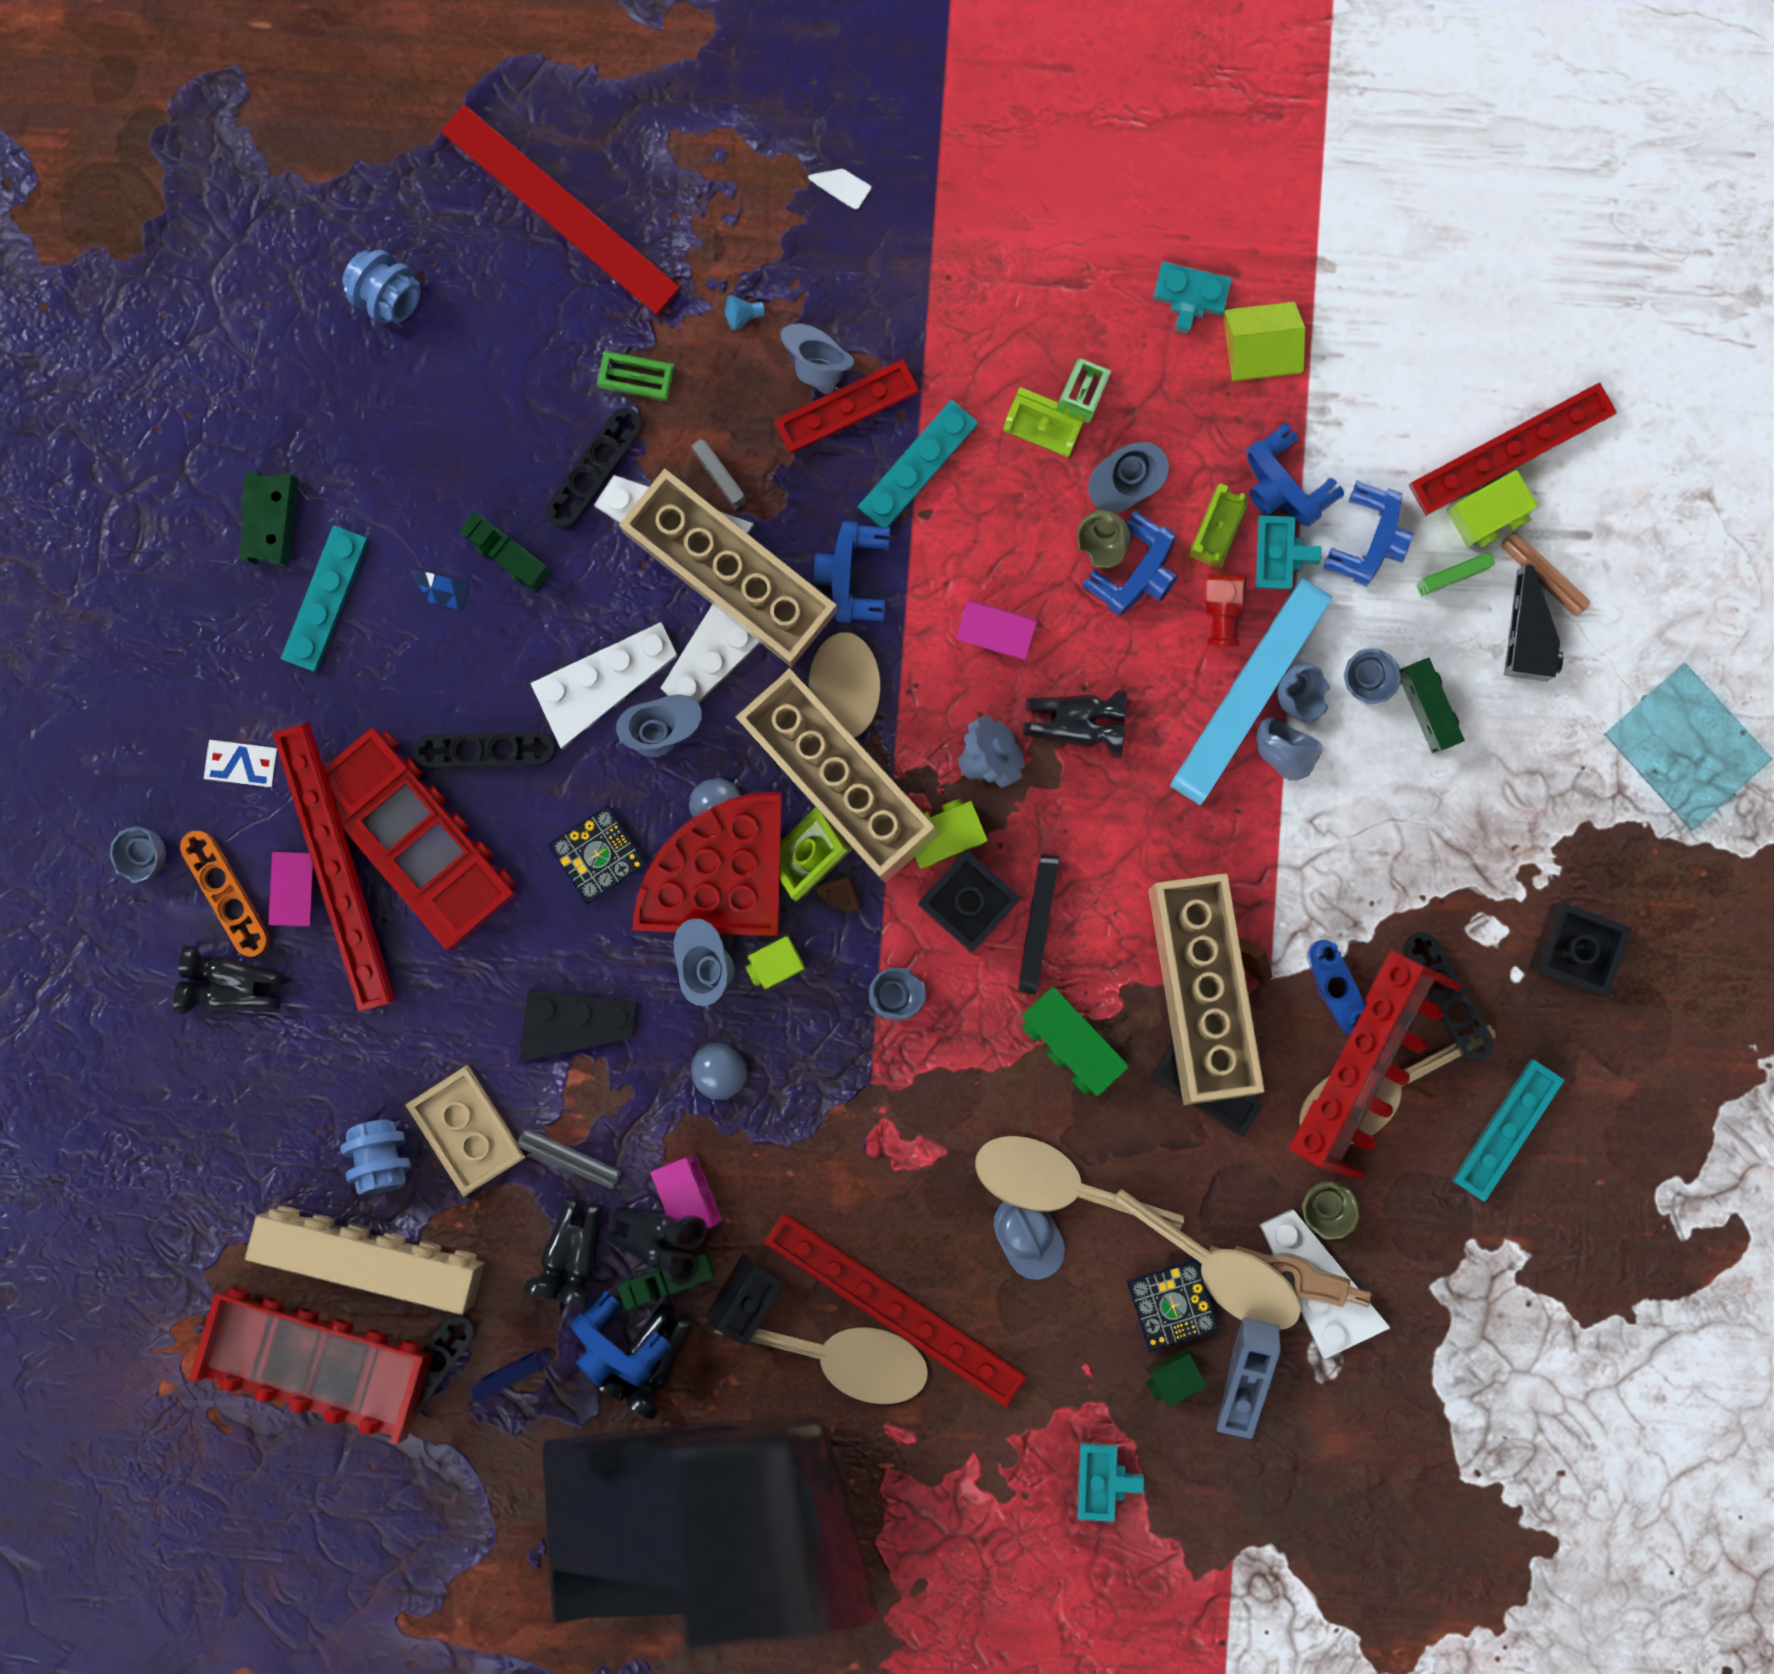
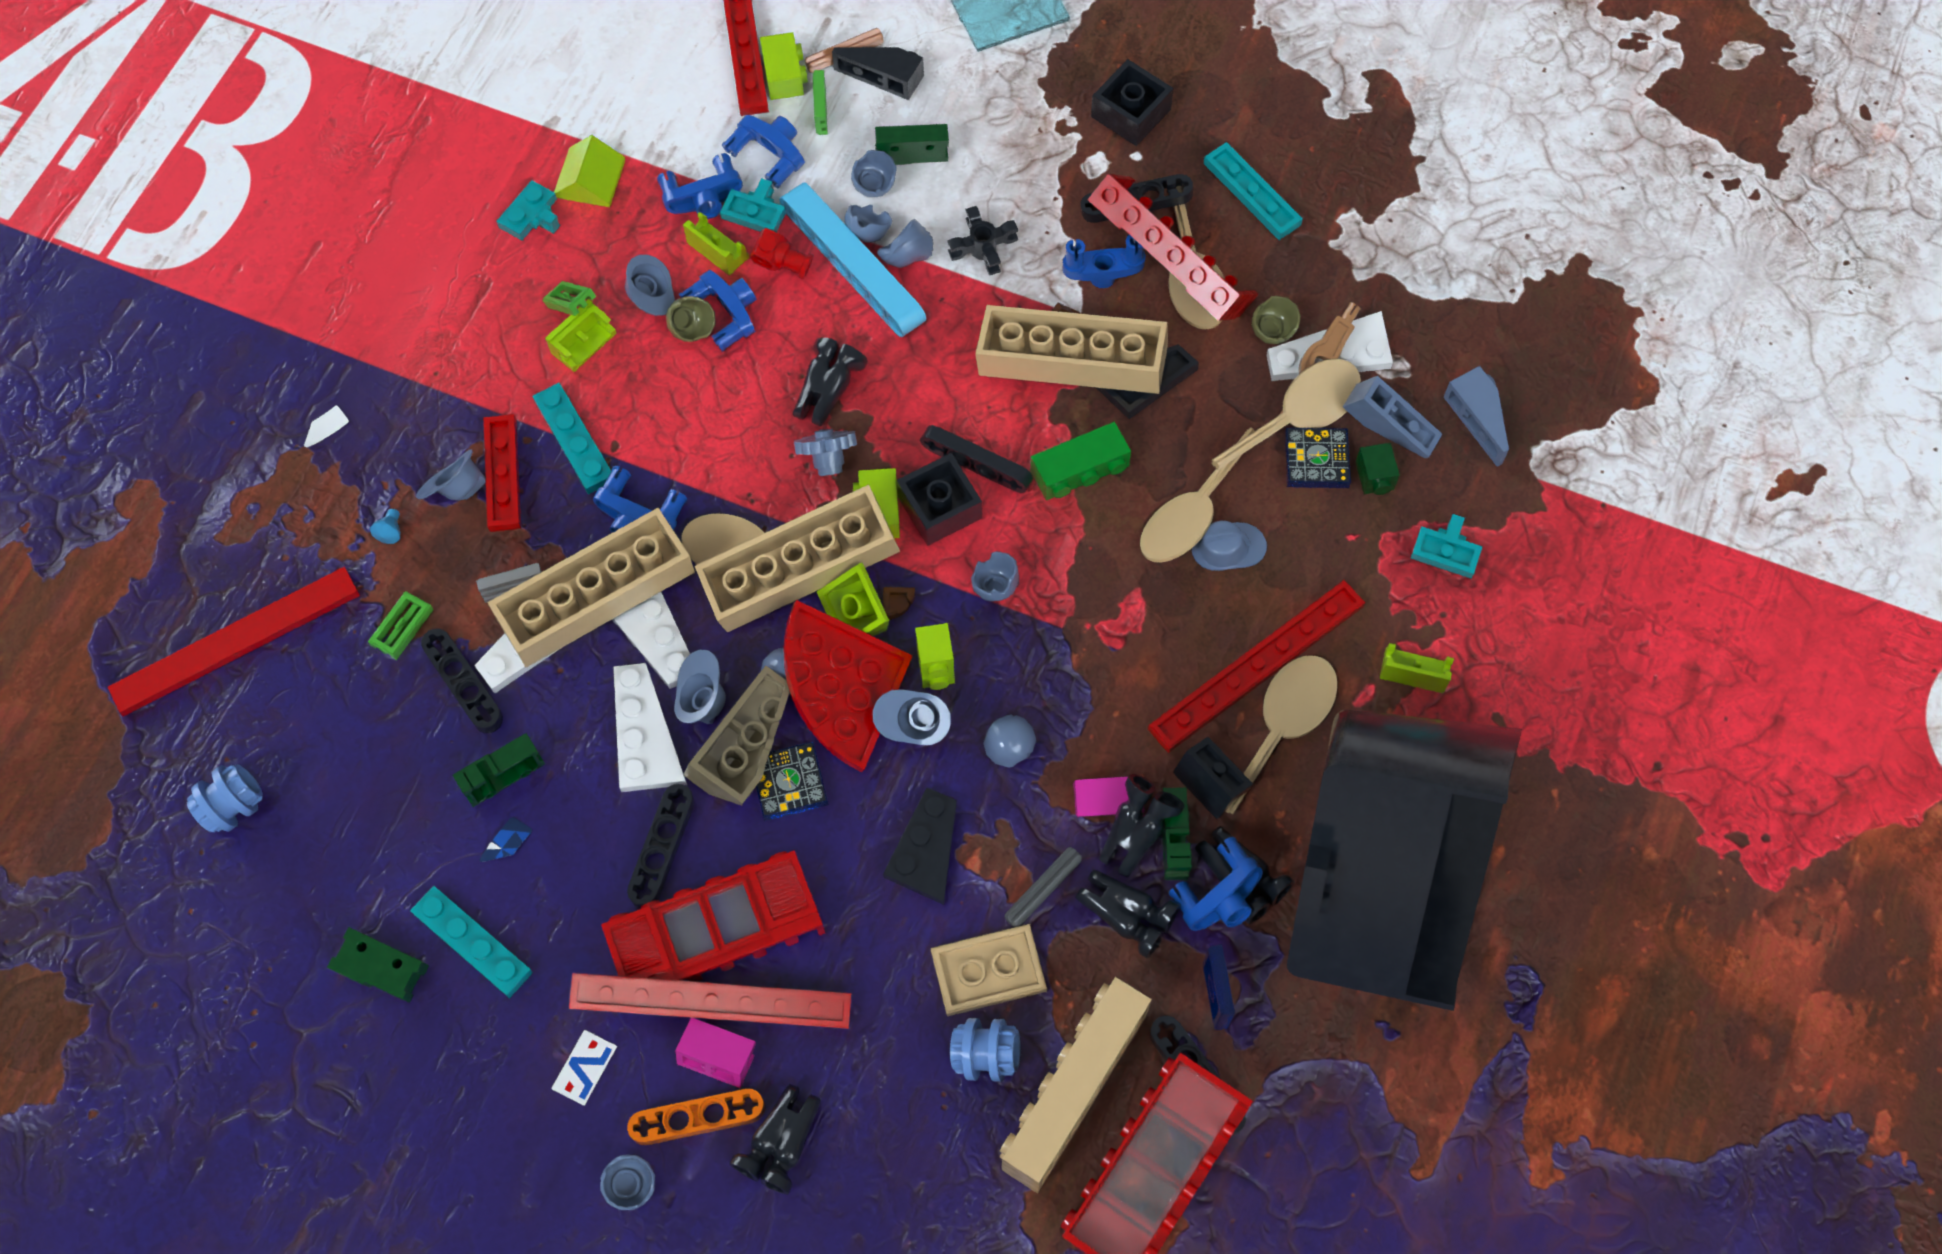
camera: 70 degrees left, 20 degrees down
(609, 792) = (738, 749): none -> dark tan wedge
(946, 1483) = (1416, 669): none -> lime hinge
(996, 629) = (727, 416): dark pink hinge -> none
(1295, 1475) = (1479, 408): none -> sand blue slope
(1309, 812) = (983, 249): none -> black pin

